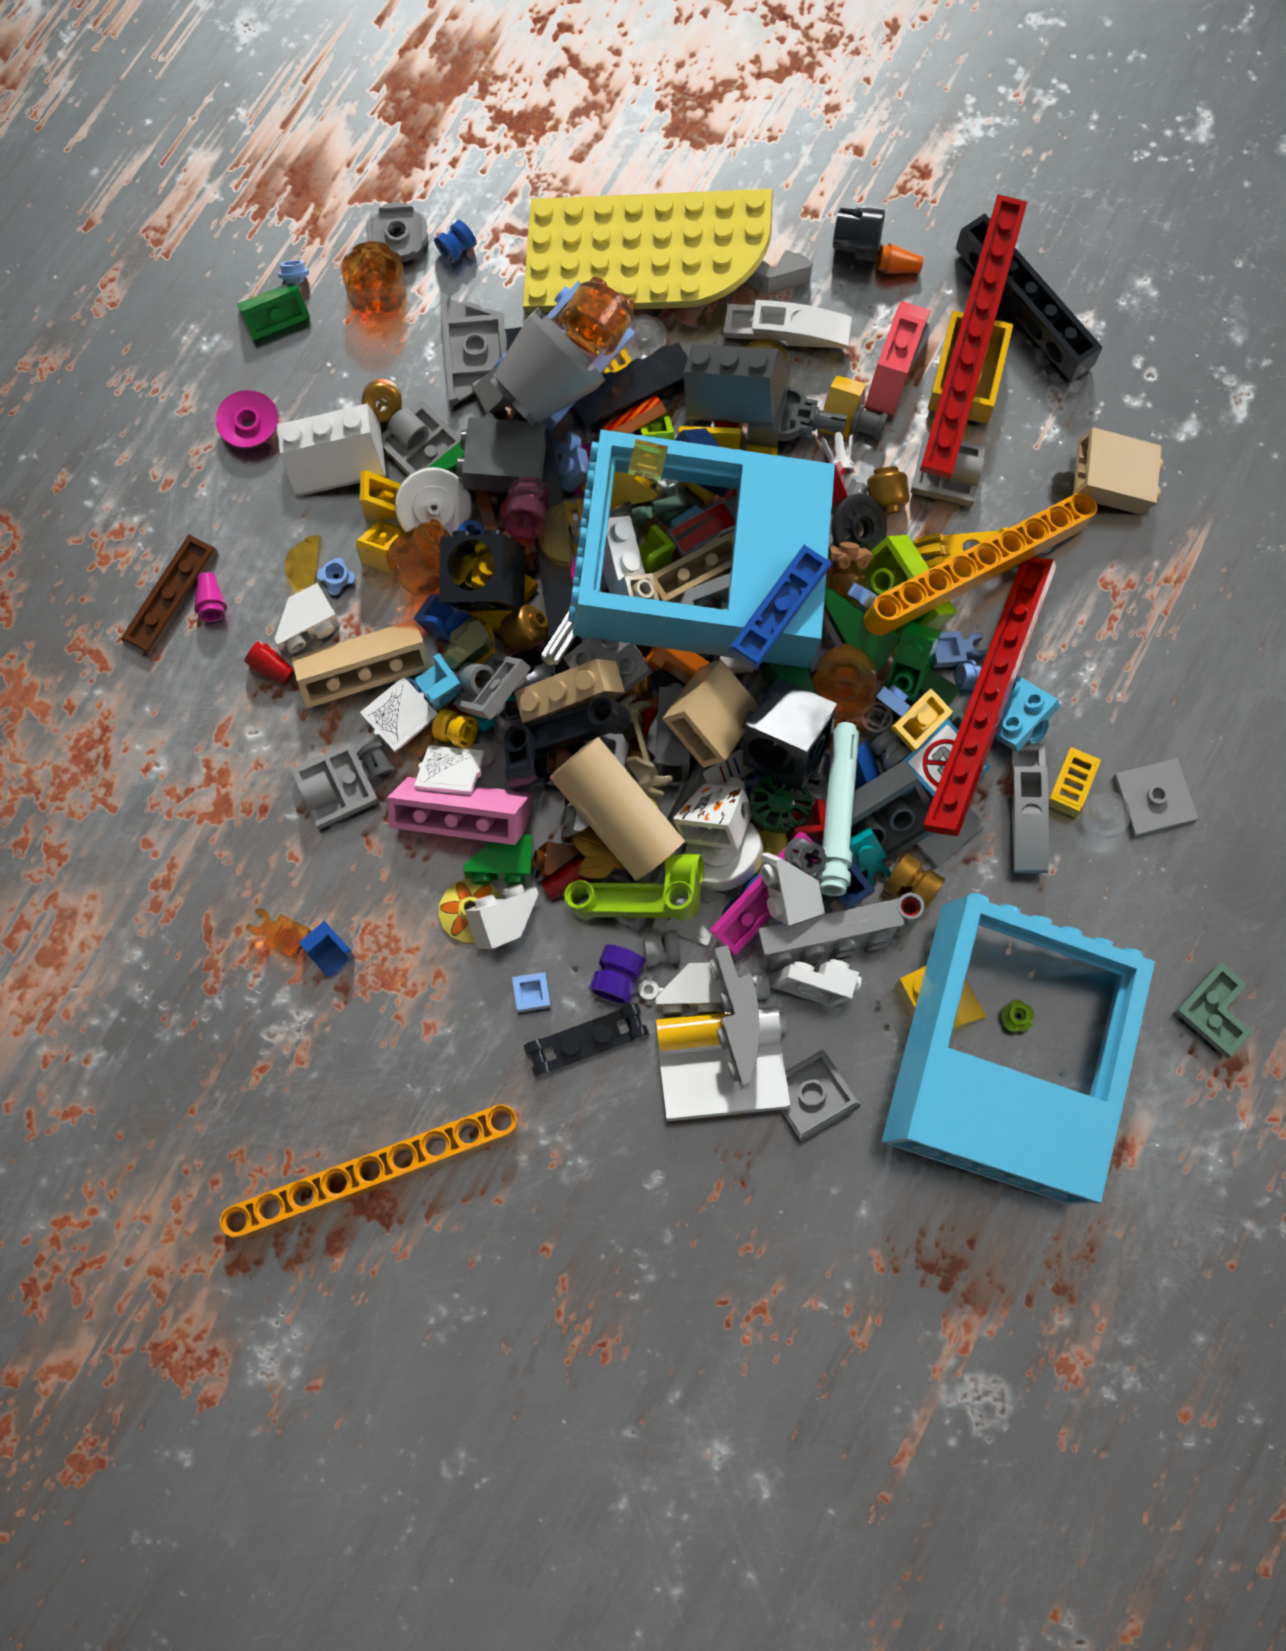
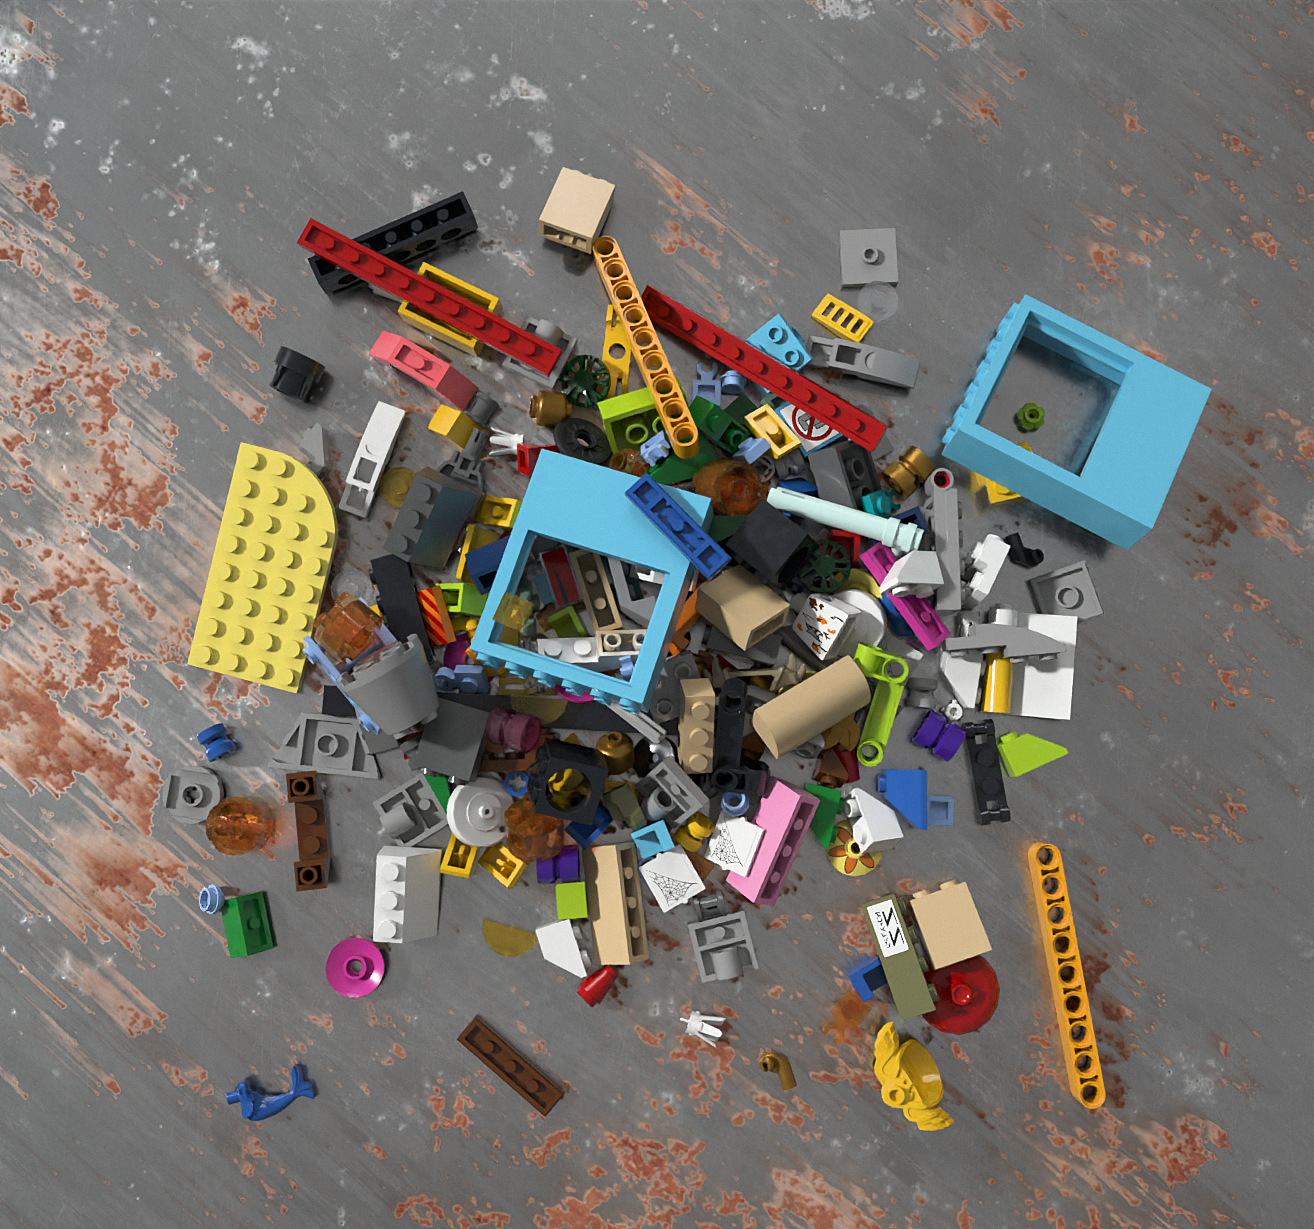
camera: 75 degrees left, 10 degrees up
(88, 359) = (260, 1107): none -> blue animal
(209, 599) = (524, 1030): dark pink cone -> none
(213, 873) = (780, 1065): none -> pearl gold arm
(221, 1009) = (910, 1079): none -> yellow piece
(243, 773) = (699, 1026): none -> white piece
(329, 1056) = (966, 995): none -> red hat
(333, 567) = (521, 918): light blue plate -> none
(356, 617) = (572, 900): none -> lime panel
(357, 974) = (899, 957): none -> olive brick
(379, 390) = (366, 839): pearl gold head -> none
(385, 350) = (312, 830): none -> reddish brown slope
(392, 601) = (563, 866): none -> dark purple wheel
(401, 1024) = (948, 924): none -> tan brick
(494, 753) = (739, 810): none -> light blue plate
(540, 948) = (906, 794): none -> blue slope
(618, 1079) = (1026, 752): none -> lime slope
(813, 851) = (888, 556): dark grey bush -> none
(849, 552) = (610, 453): medium nougat piece -> none
(851, 1035) = (1023, 554): none -> black arm
(897, 260) = (328, 346): orange cone -> none
(929, 520) = (585, 381): none -> dark green wheel
(1208, 1013) = (1056, 264): sand green plate -> none

